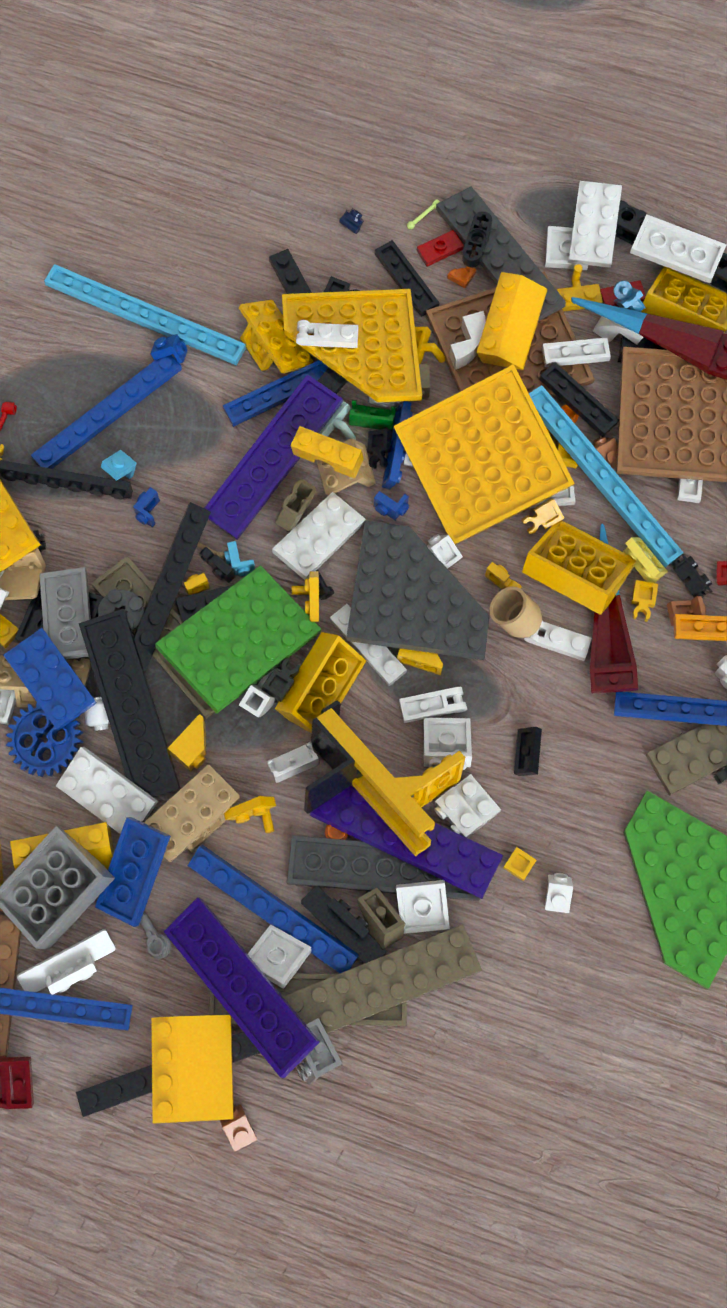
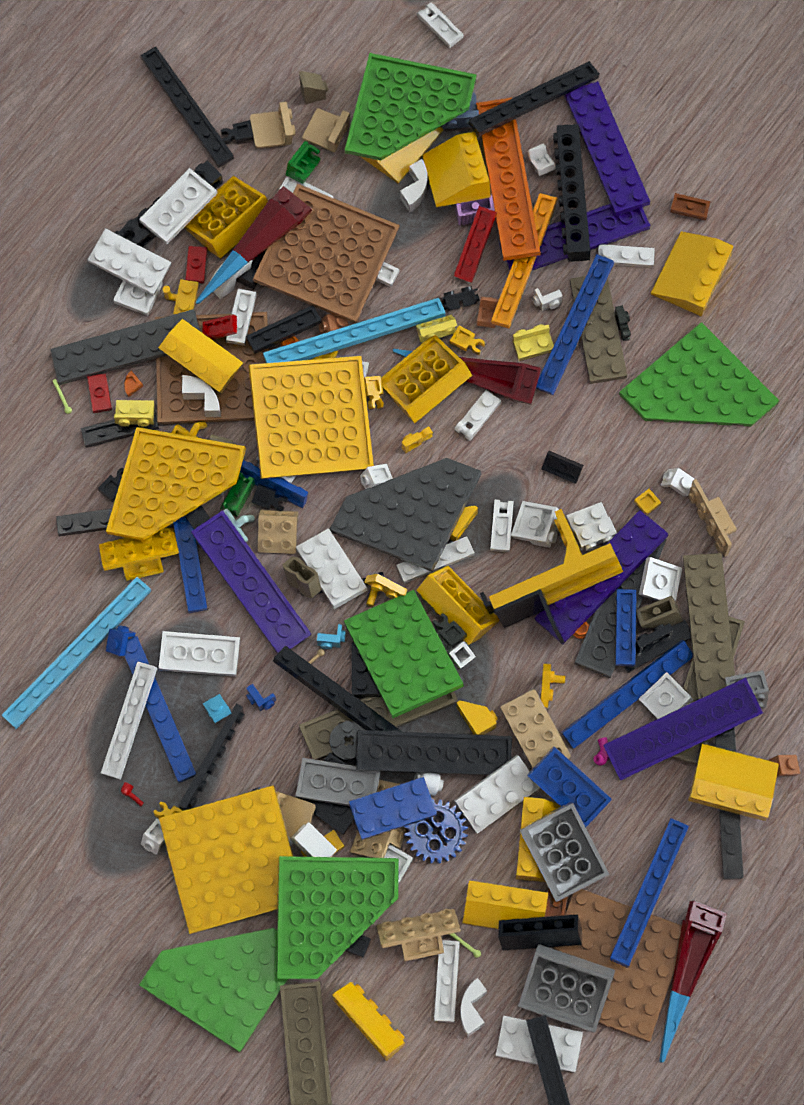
camera: 70 degrees left, 0 degrees up
(68, 965) = (627, 859): white bracket -> none
(82, 384) = (129, 720): none -> white plate
(157, 944) = (630, 787): light grey plate -> none
(179, 432) = (199, 653): none -> white plate
(184, 900) = (602, 756): none -> dark pink arm
(196, 584) = (341, 676): yellow plate -> none
(220, 567) = (333, 654): black plate -> none
(293, 762) = (515, 645): white hinge -> none
(327, 335) = (162, 503): white plate -> none
(339, 455) = (269, 534): yellow arch -> none
(349, 881) = (625, 627): none -> blue plate
(352, 220) = (47, 455): dark blue plate -> none
(387, 506) = (323, 508): blue bracket -> none
(427, 283) = (134, 412): none -> light yellow bracket
(479, 247) = (115, 367): black beam -> none
(516, 612) = (441, 441): tan piece -> none
(530, 953) = (715, 516): none -> tan bracket
(554, 333) = (220, 327): none -> red plate
(628, 296) = (210, 259): dark azure hips -> none
(670, 673) = (532, 342): none -> light yellow bracket

